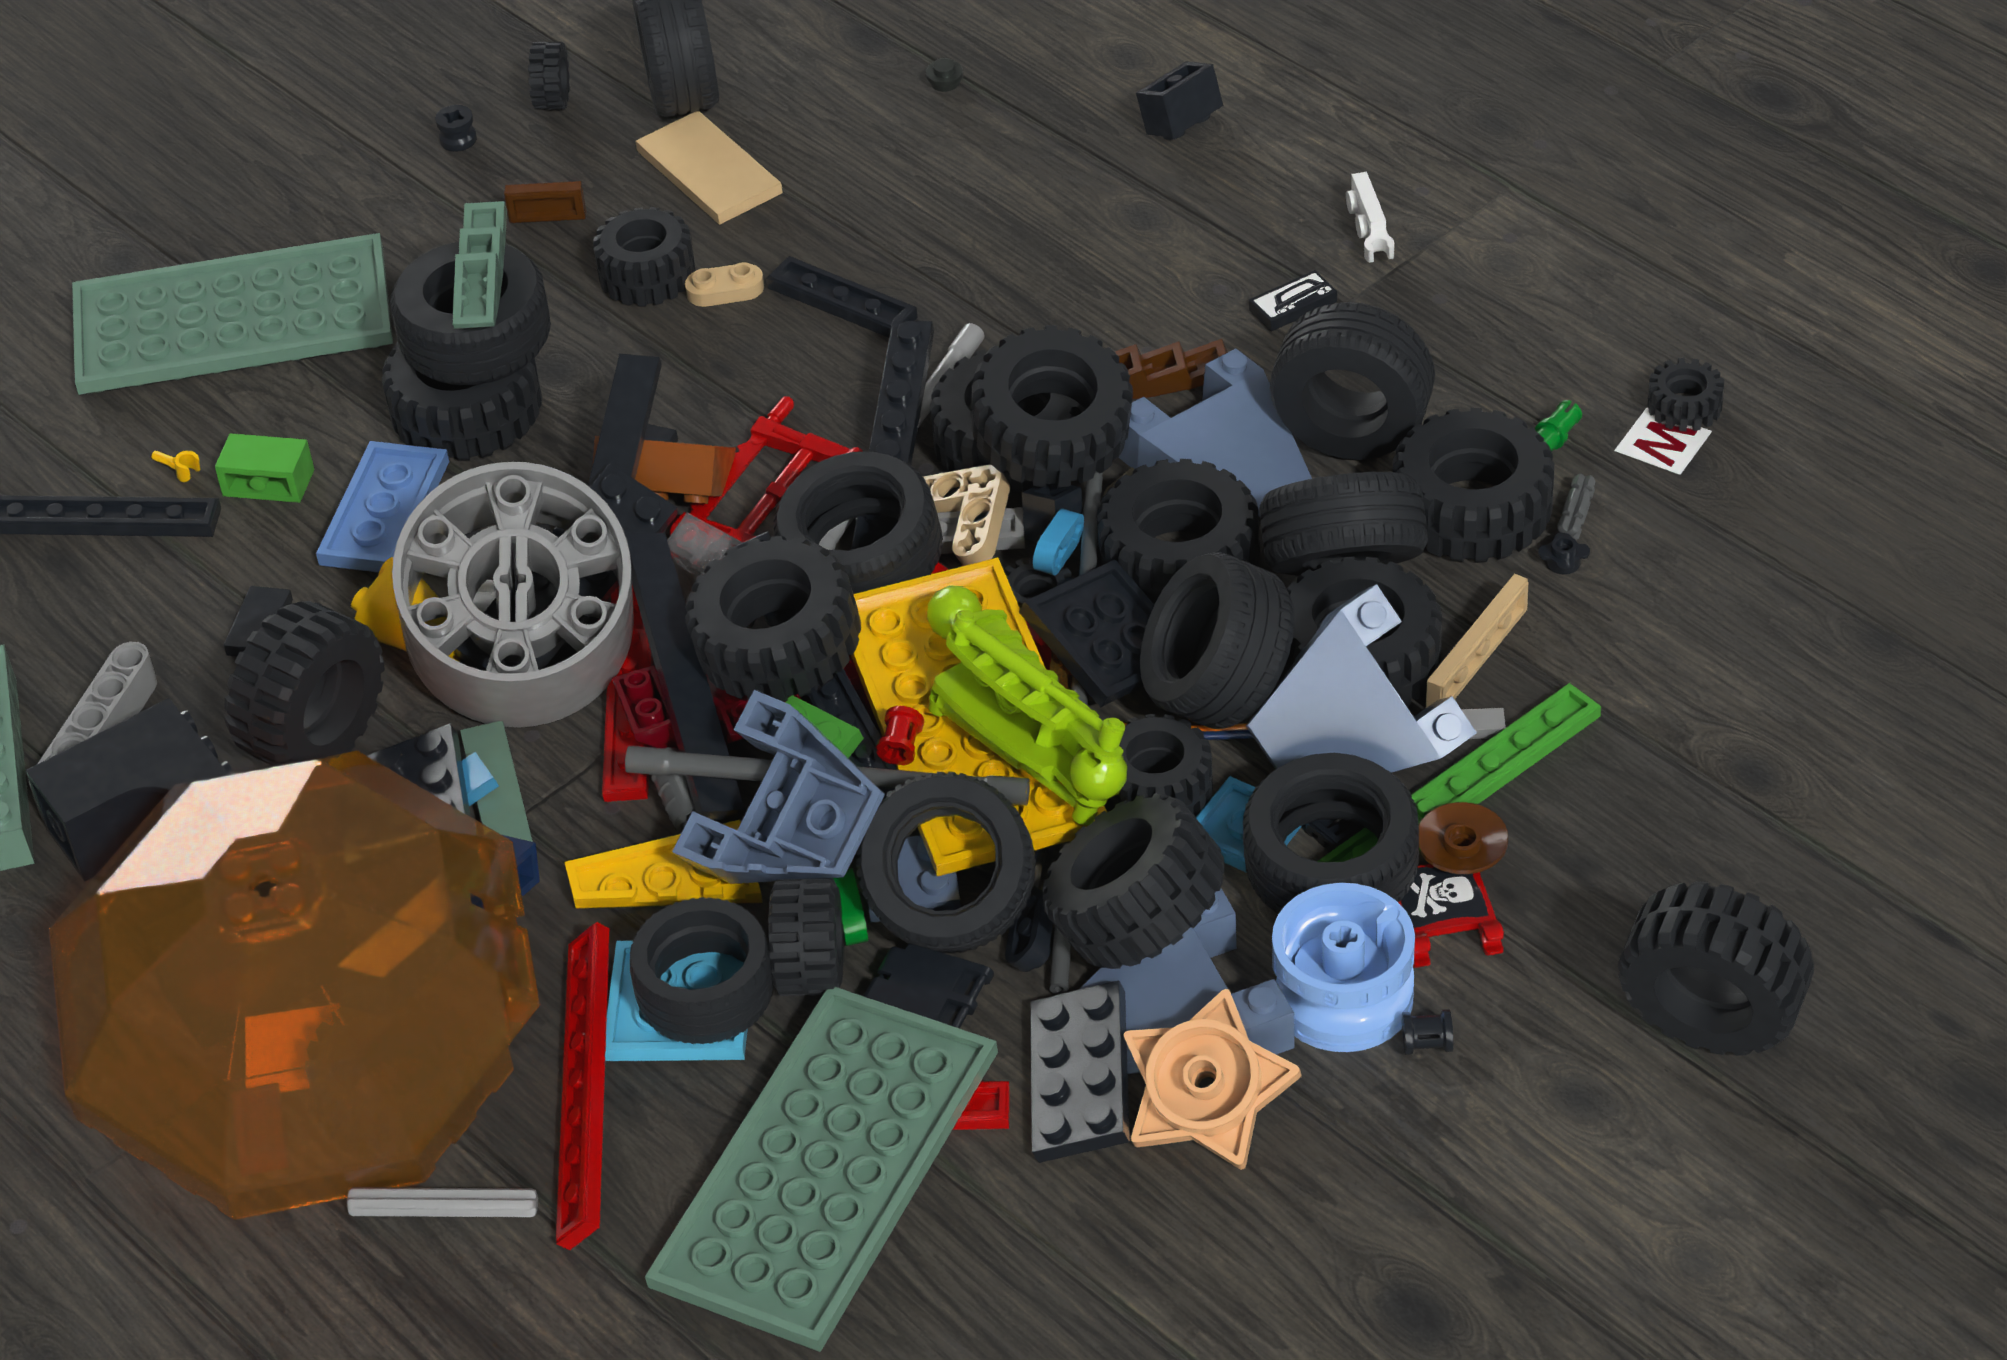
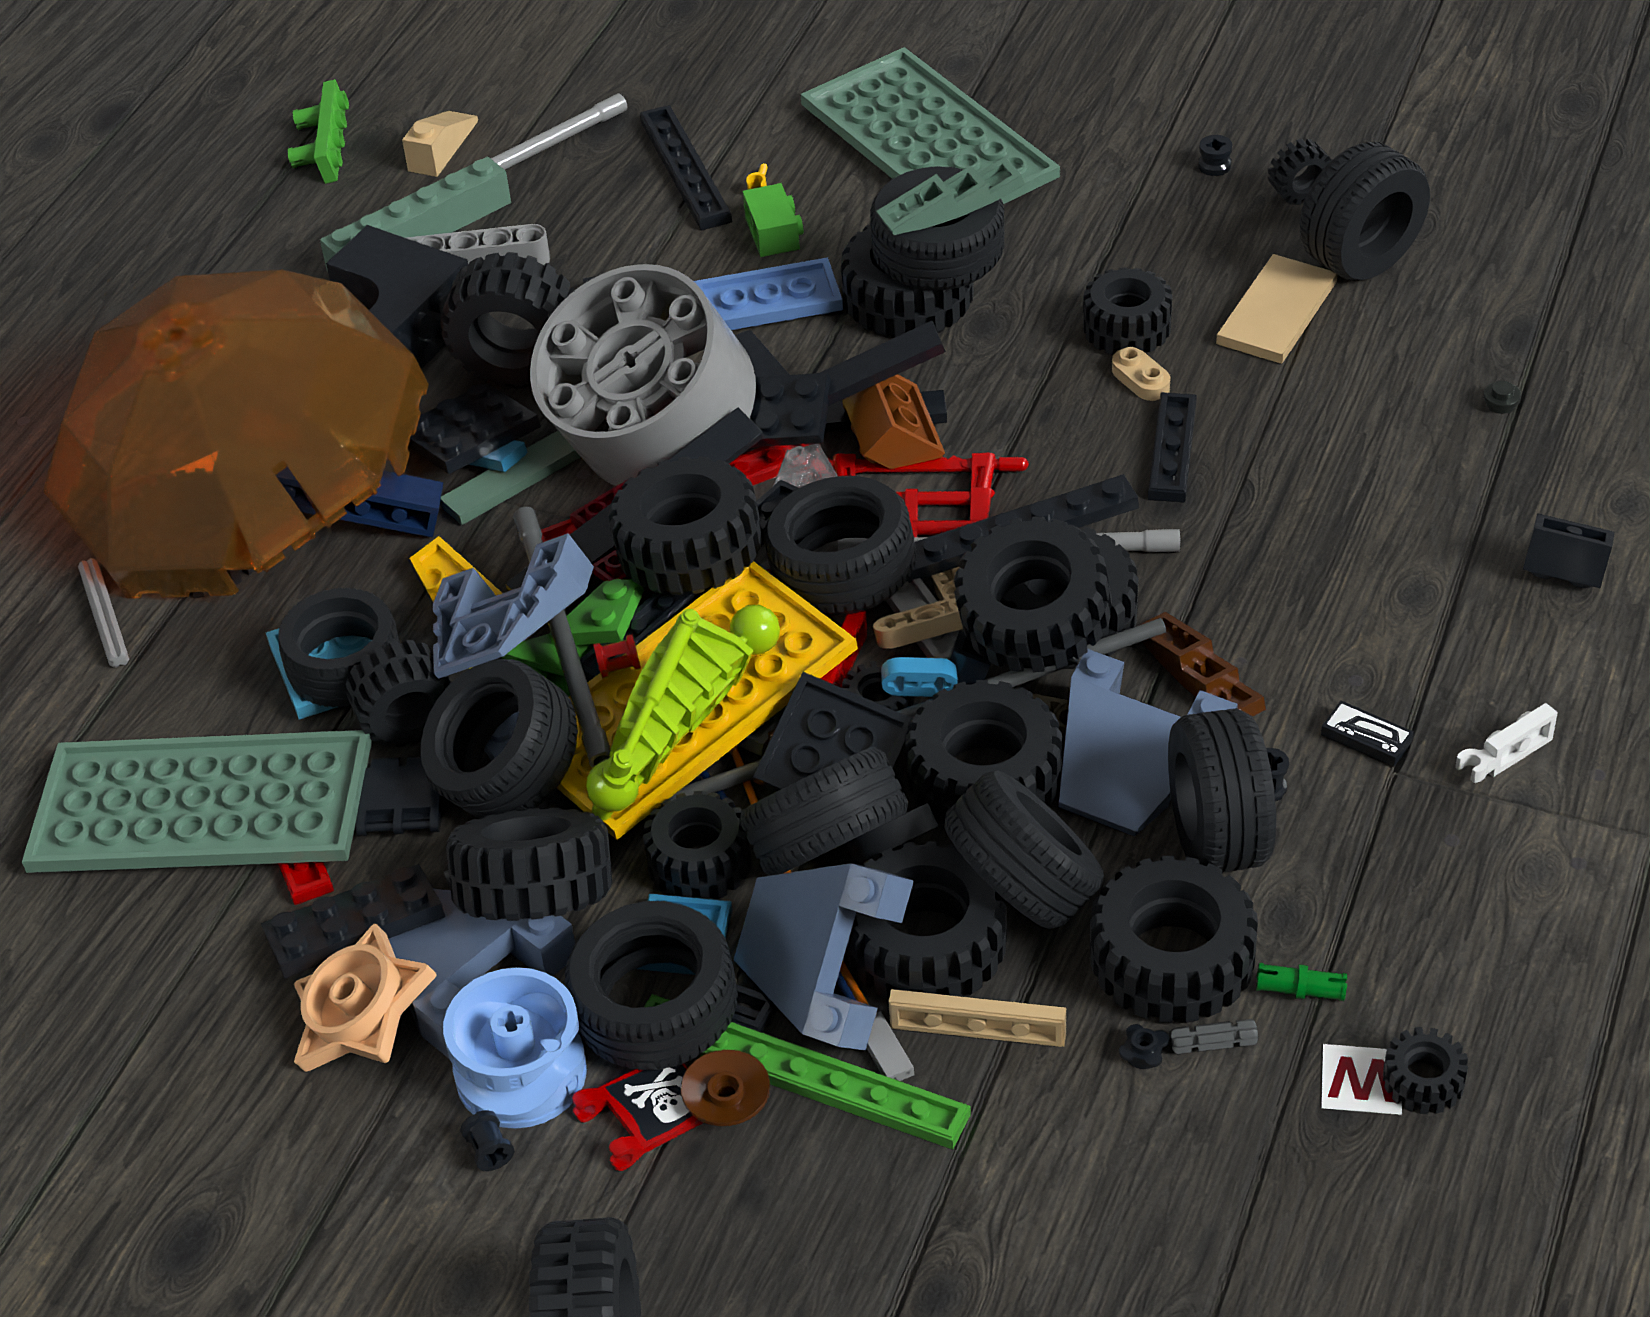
camera: 65 degrees right, 0 degrees up
(545, 202) = (1159, 235): reddish brown tile -> none
(583, 1087) = (205, 646): red tile -> none

